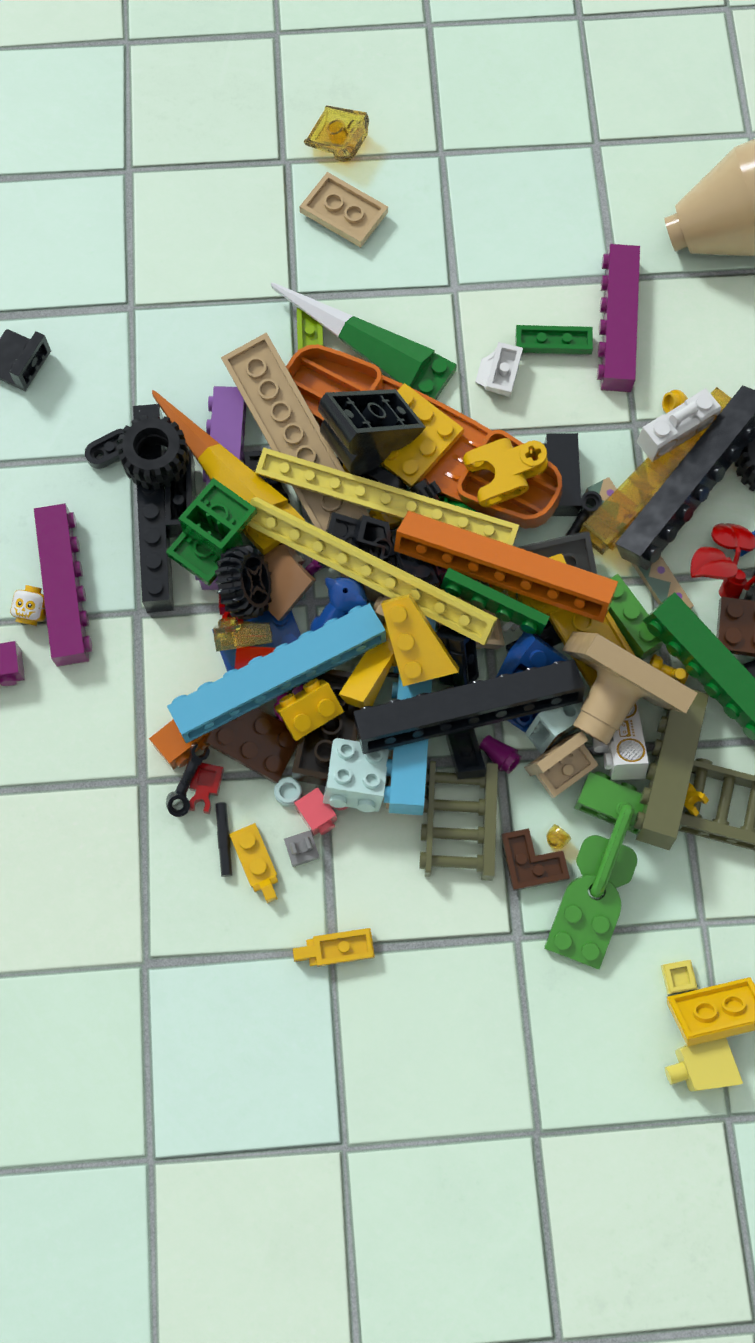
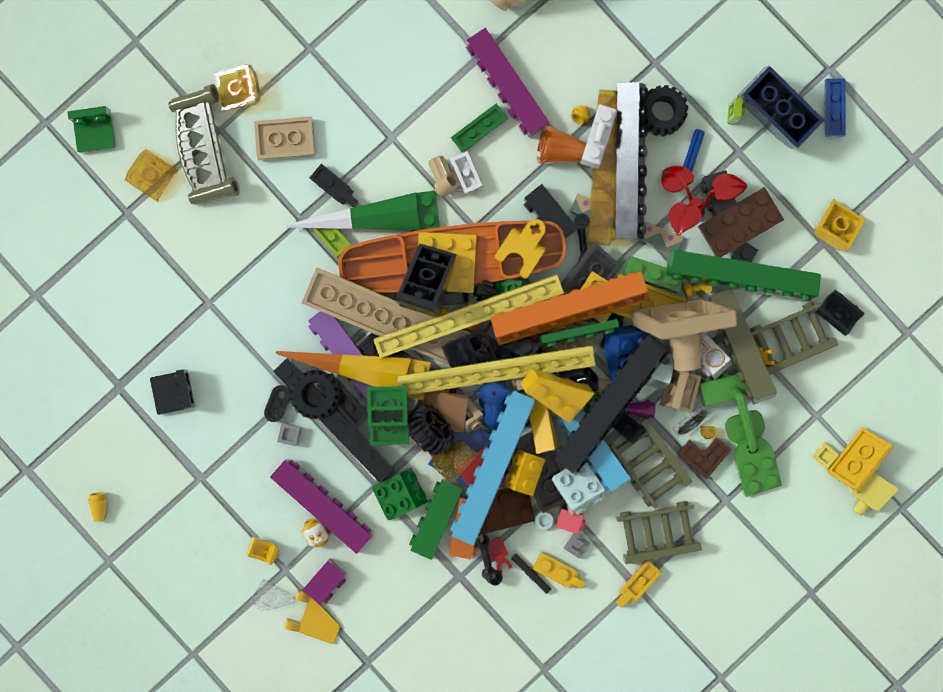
camera: 35 degrees left, 15 degrees up
(93, 487) = (289, 434): none -> light grey plate
(149, 702) = (436, 519): none -> green brick
(155, 636) = (399, 494): none -> green bracket
(166, 70) = (93, 128): none -> green bracket
(182, 149) = (150, 174): none -> clear yellow slope
(242, 200) = (217, 184): none -> piece
(302, 614) = (473, 416): none -> tan bracket
(354, 286) = (333, 186): none -> black hinge
(383, 921) = (652, 551): none -> olive fence
(476, 360) = (445, 180): none -> tan piece
(546, 811) = (691, 421): none -> slope
(624, 413) = (559, 147): none -> orange cone

